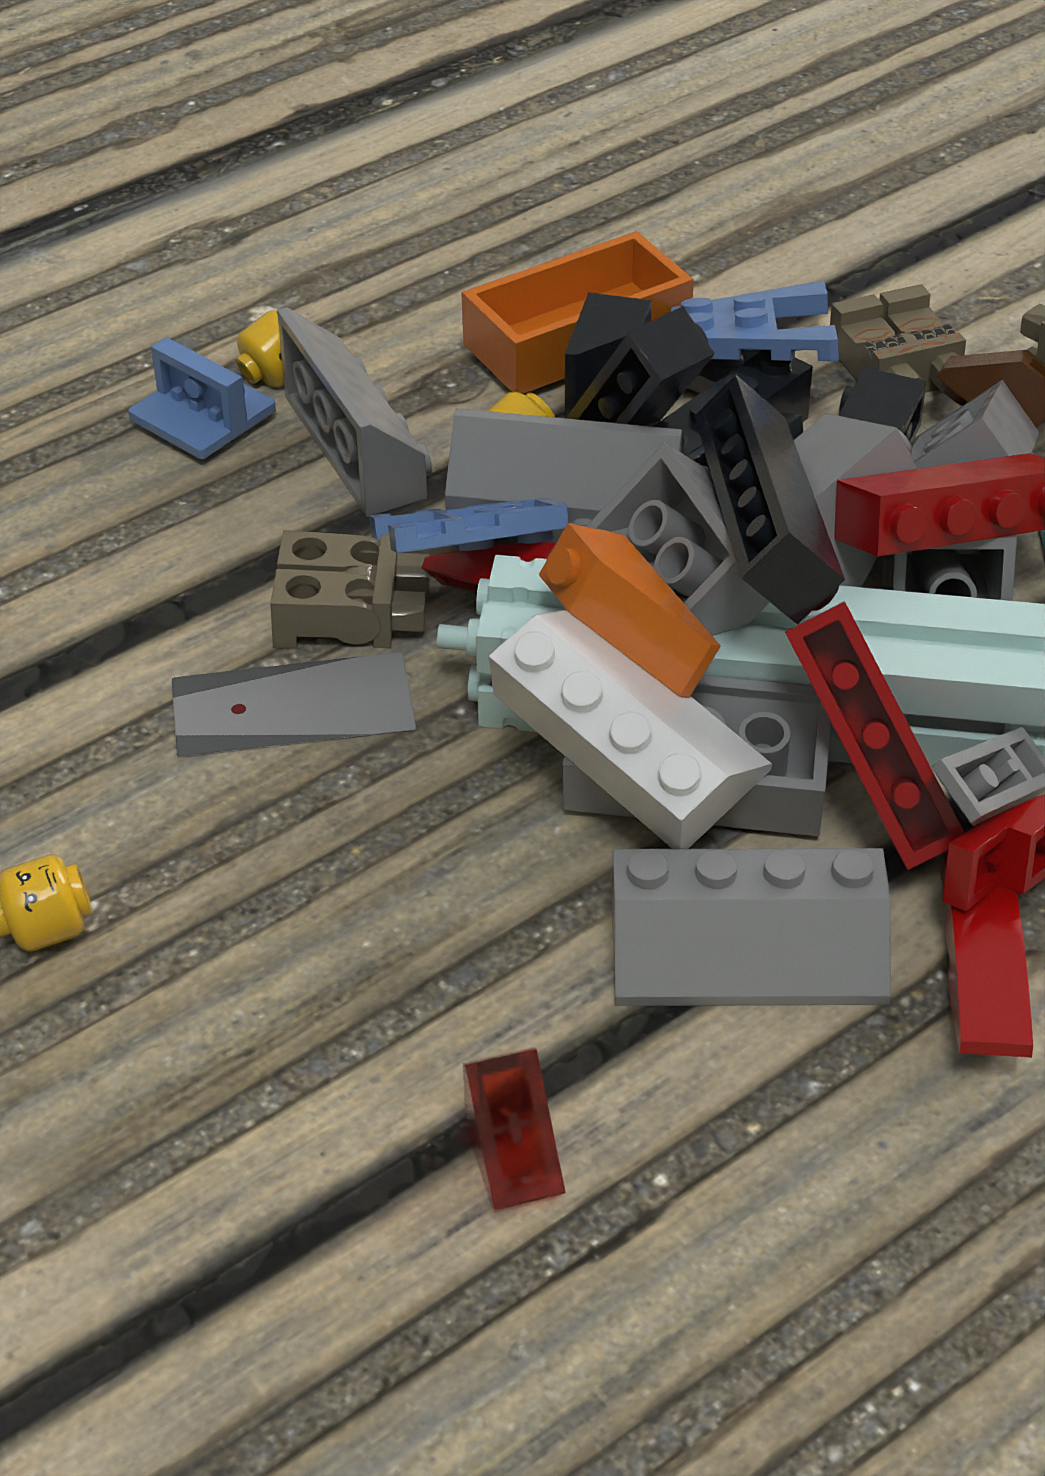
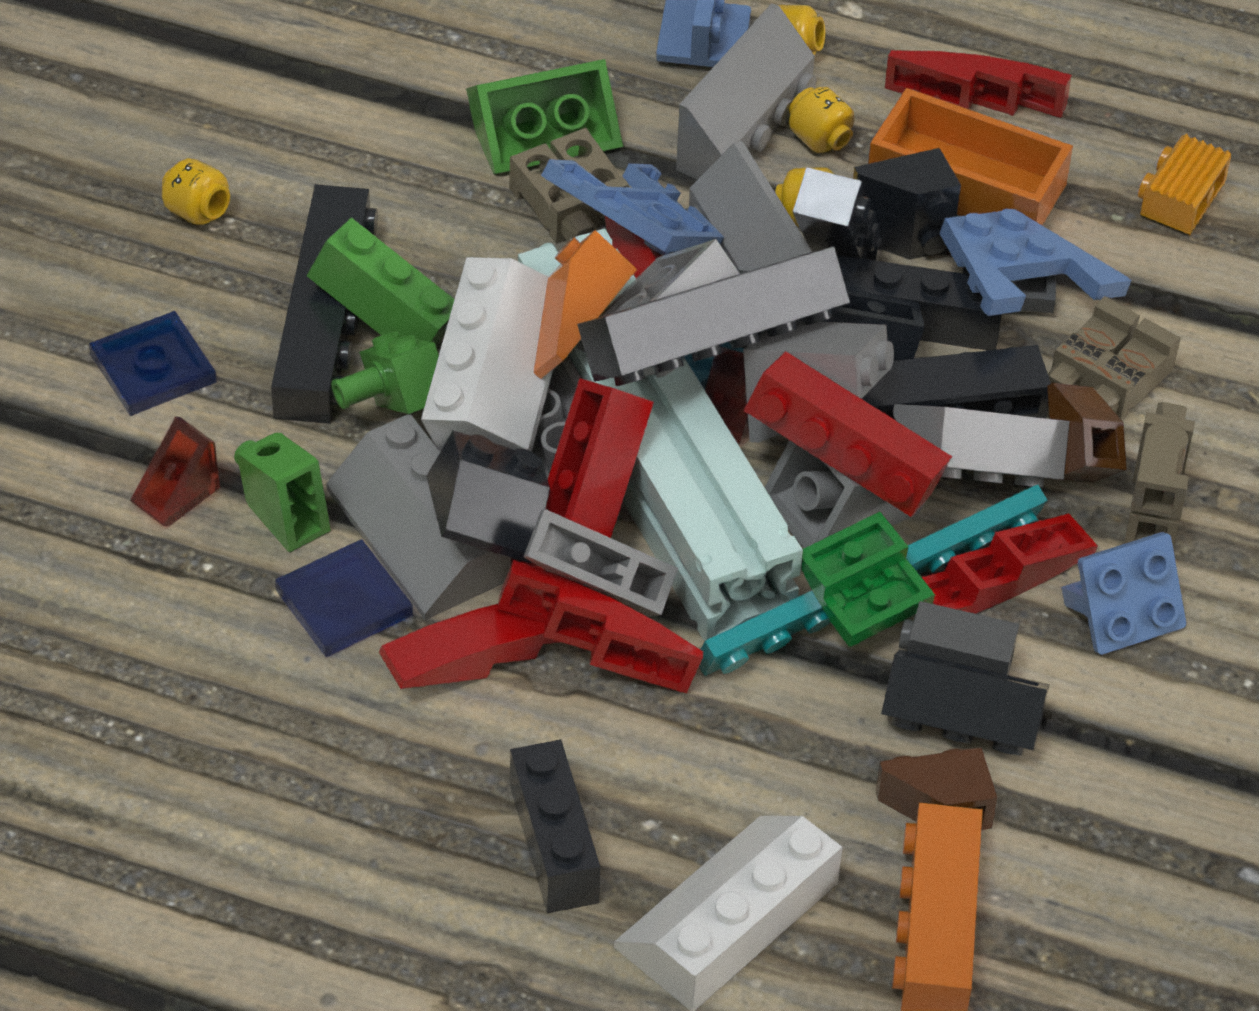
camera: 55 degrees right, 5 degrees up
(208, 564) = (542, 107): none -> bright green slope
(274, 1082) = (152, 363): none -> clear blue tile
(291, 704) = (459, 214): light grey sticker -> none
(335, 869) = (317, 324): none -> black brick
(393, 783) = (380, 285): none -> bright green slope
(418, 379) = (821, 119): none -> yellow head
(475, 257) = (979, 80): none -> red slope
(540, 833) = (395, 374): none -> bright green brick
(619, 1027) = (284, 489): none -> bright green torso
(707, 214) = (1184, 183): none -> light orange brick
(817, 1061) = (343, 597): none -> clear blue tile
(837, 817) = (487, 494): none -> black slope

